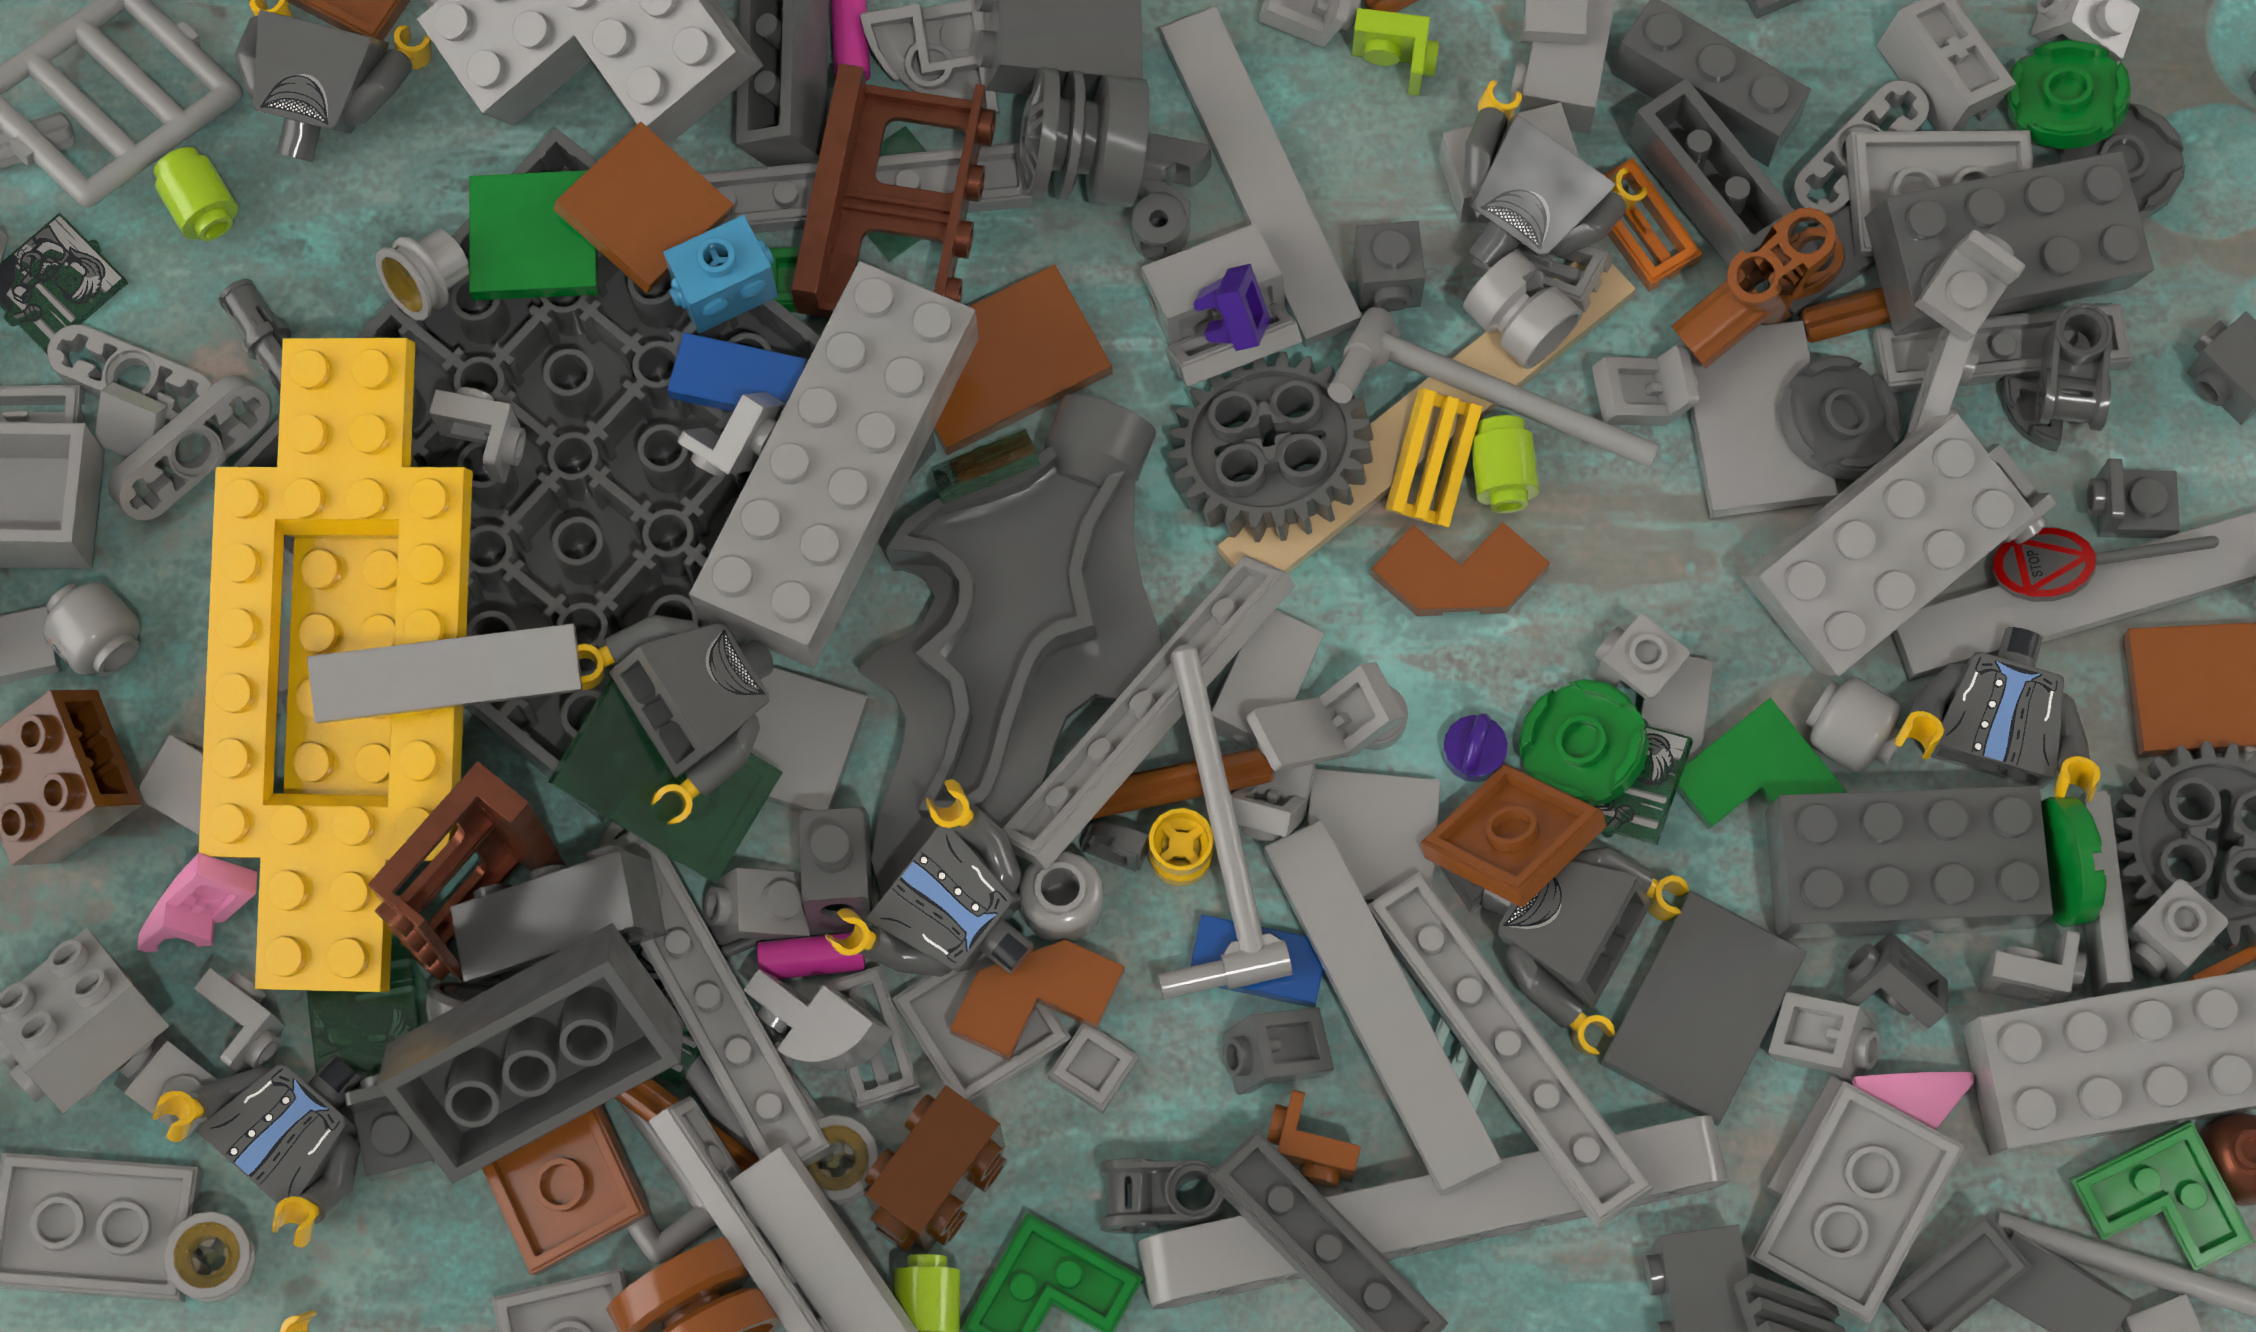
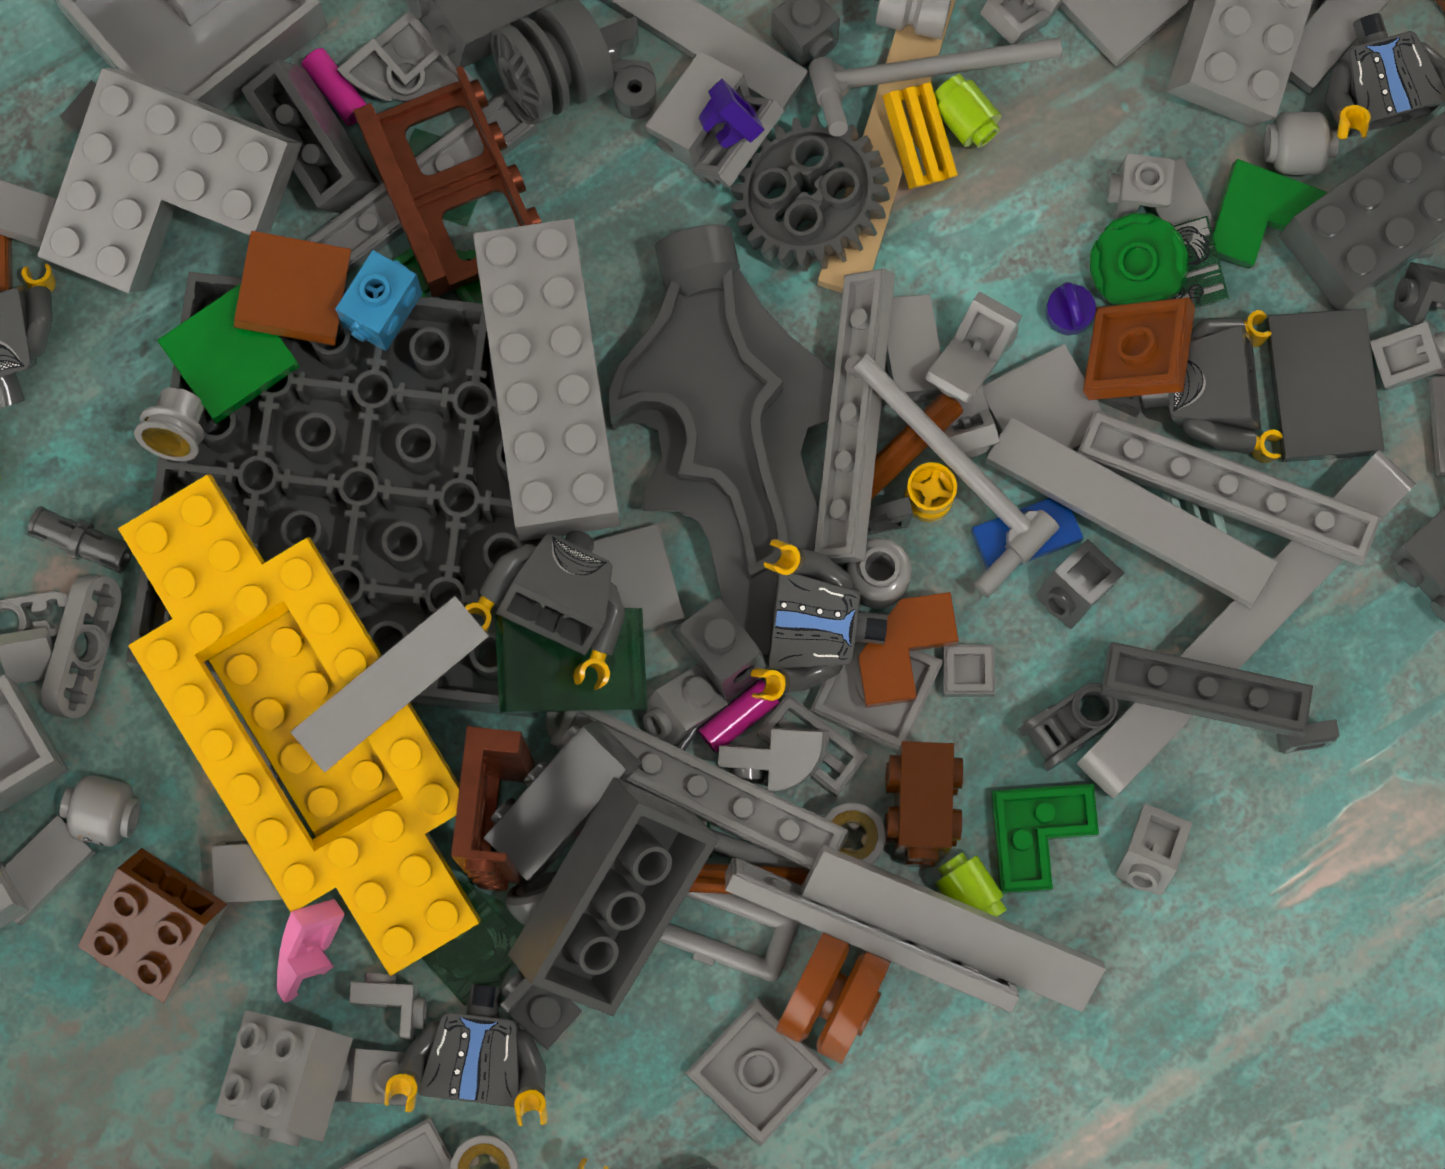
camera: 35 degrees left, 5 degrees up
(480, 419) = (280, 500): light grey bracket -> none
(566, 1191) = (689, 973): dark orange tile -> none
(720, 372) = (436, 364): blue tile -> none
(740, 441) = (476, 394): light grey bracket -> none
(985, 466) = (635, 321): piece -> none
(1026, 358) = (611, 232): dark orange tile -> none
(1317, 1157) = (1155, 634): dark orange bracket -> none
(1434, 583) = (972, 218): dark orange tile -> none

